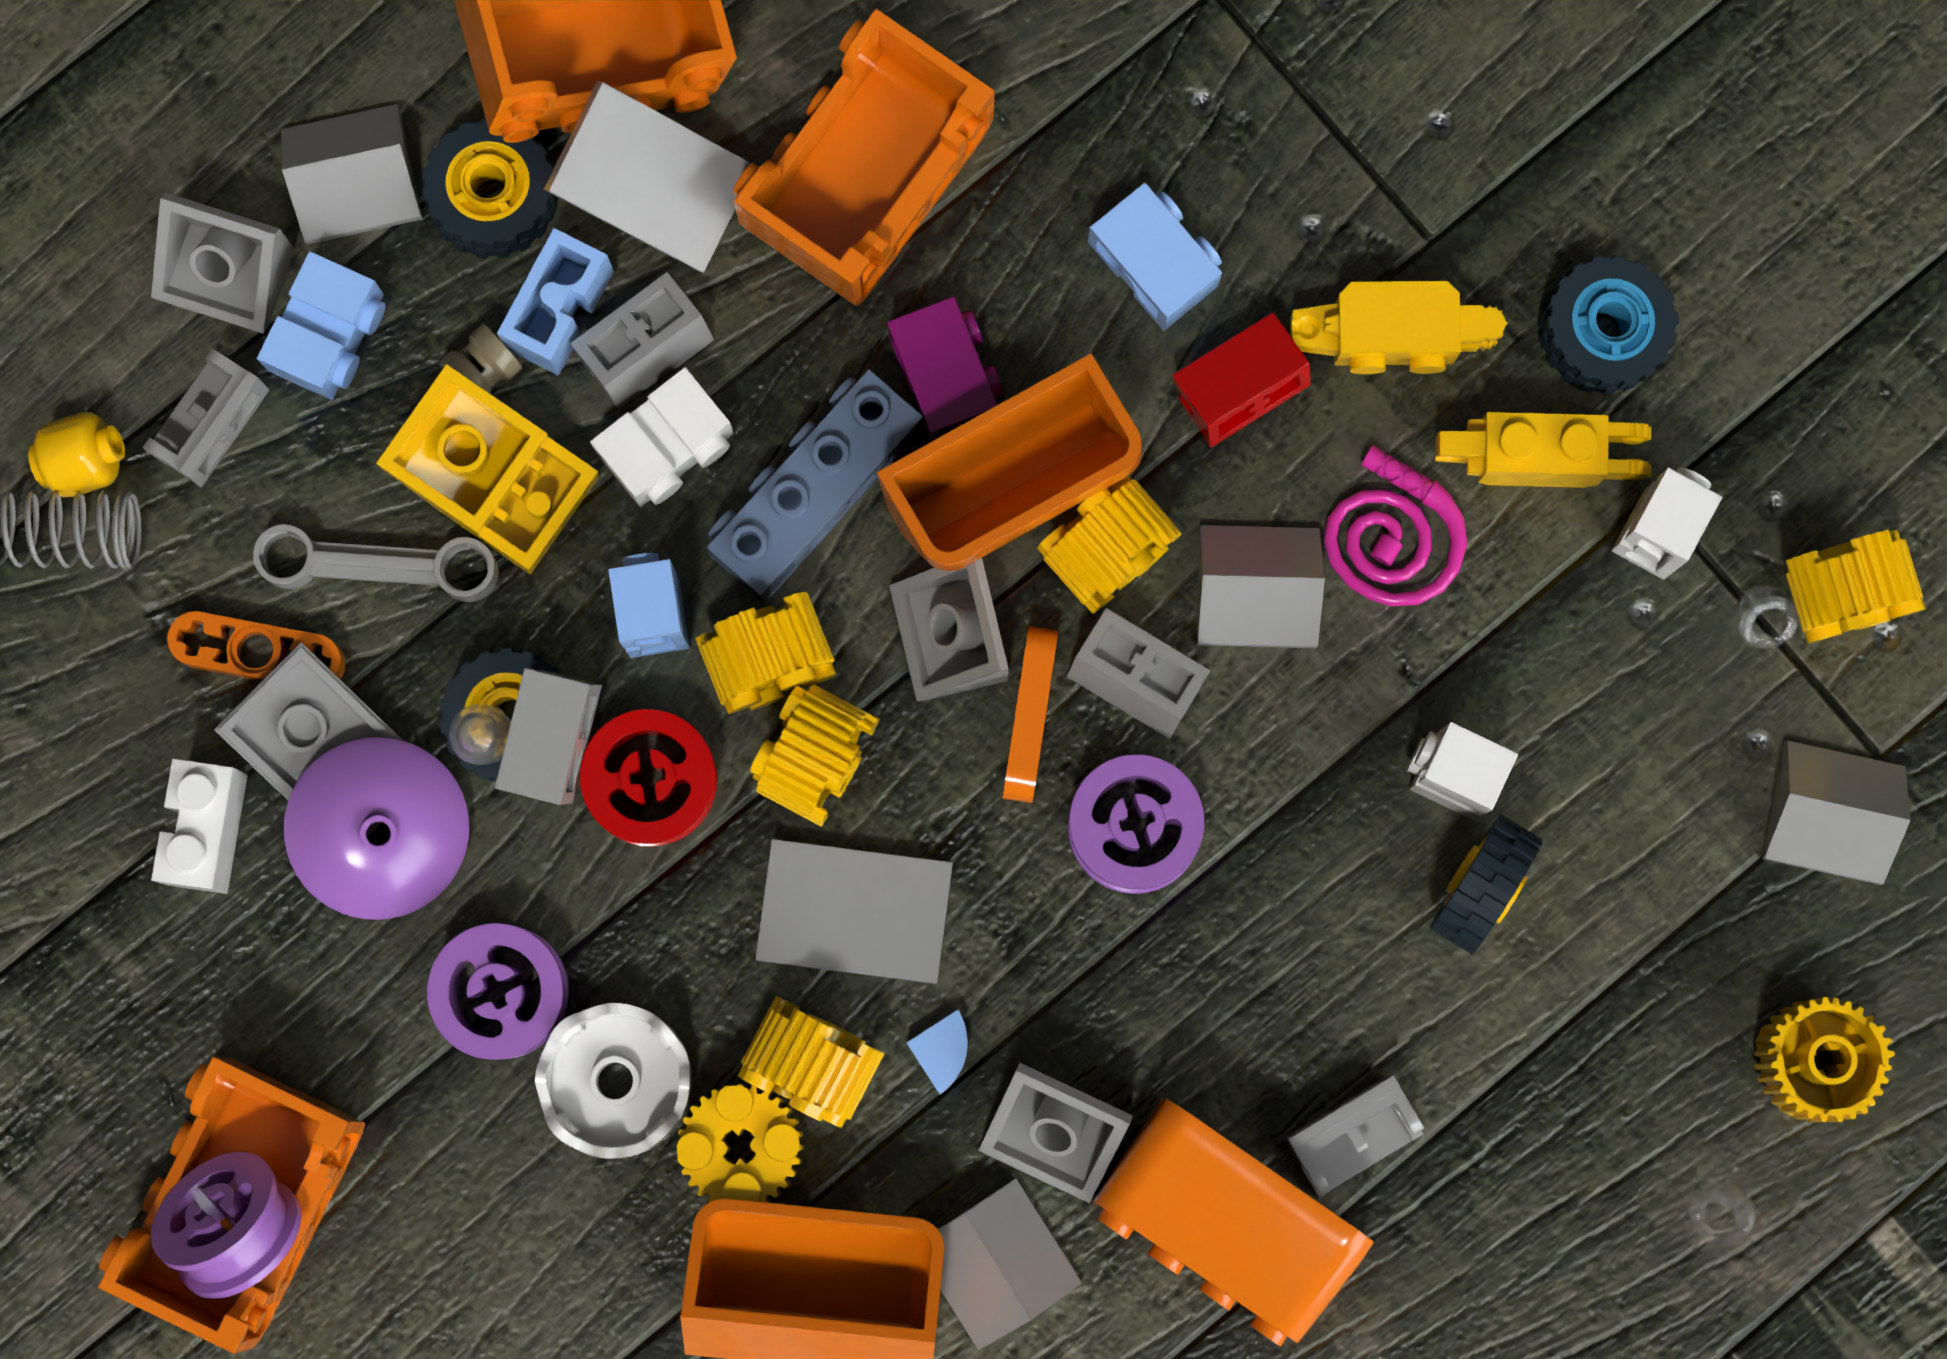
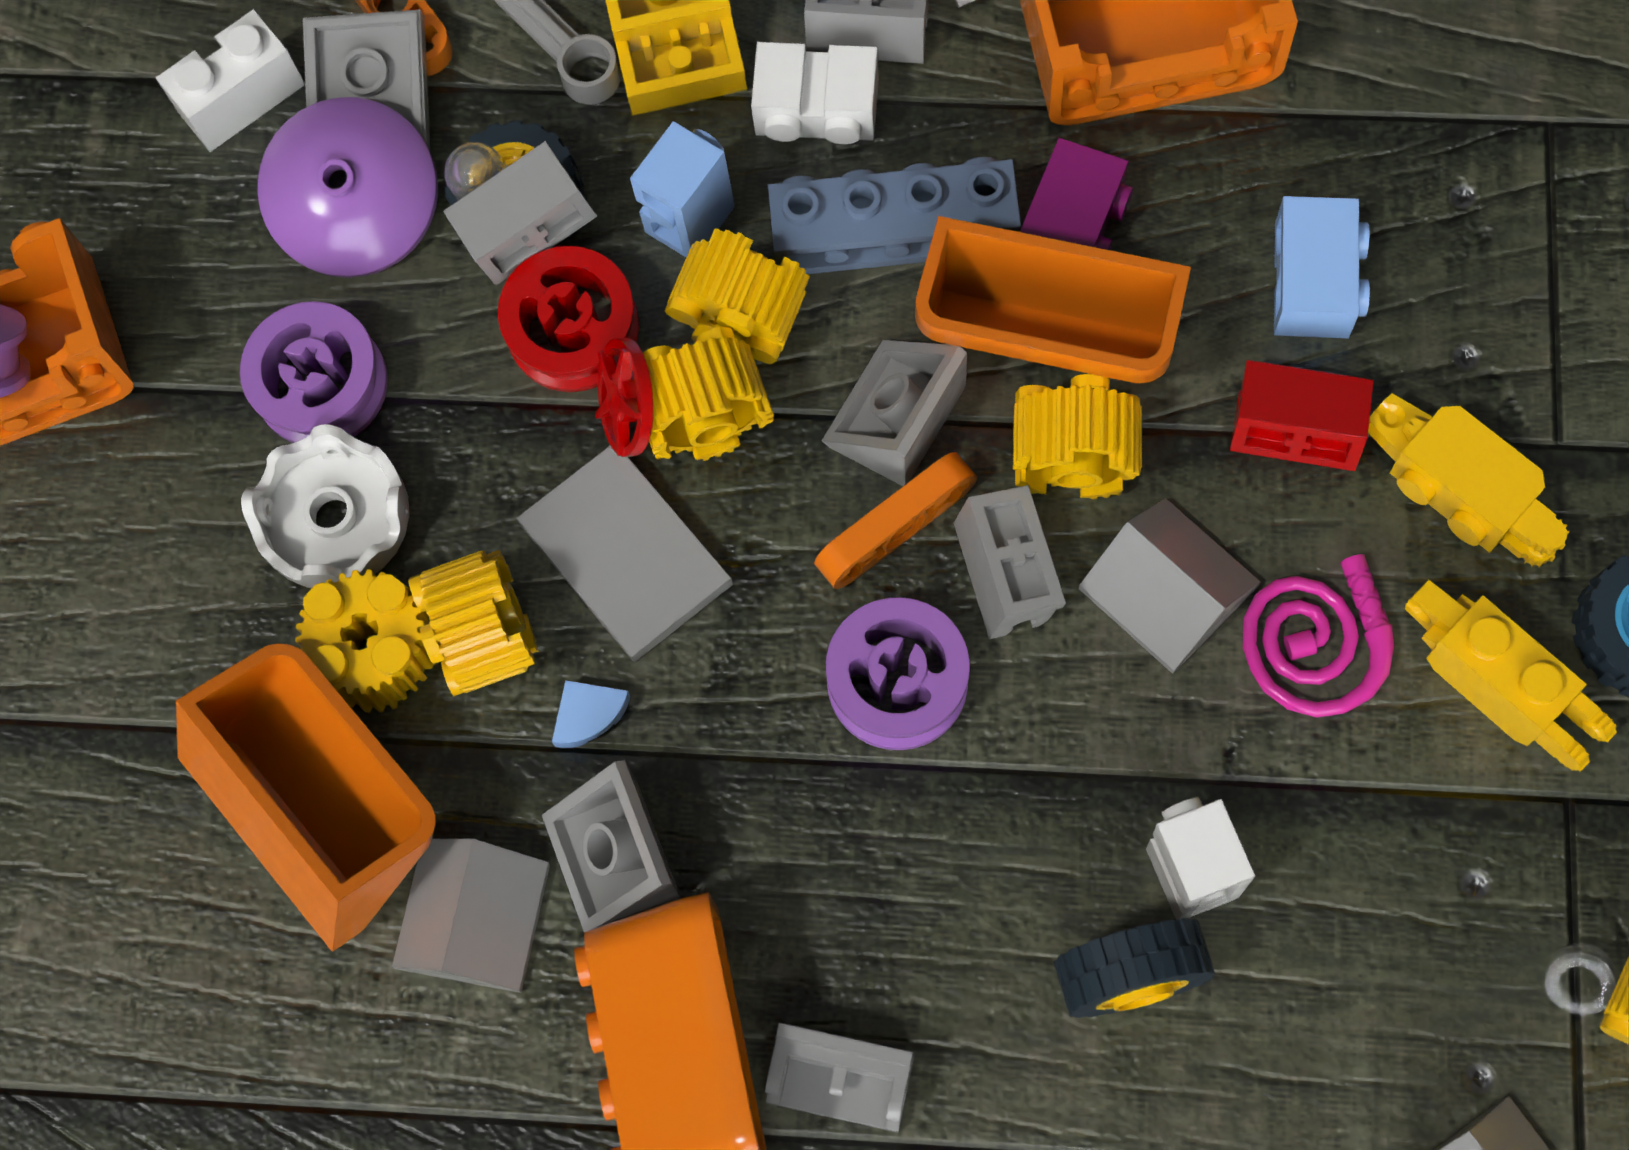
camera: 55 degrees right, 10 degrees down
(760, 807) = (625, 396): none -> red wheel
(1668, 522) = (1562, 814): white brick -> none

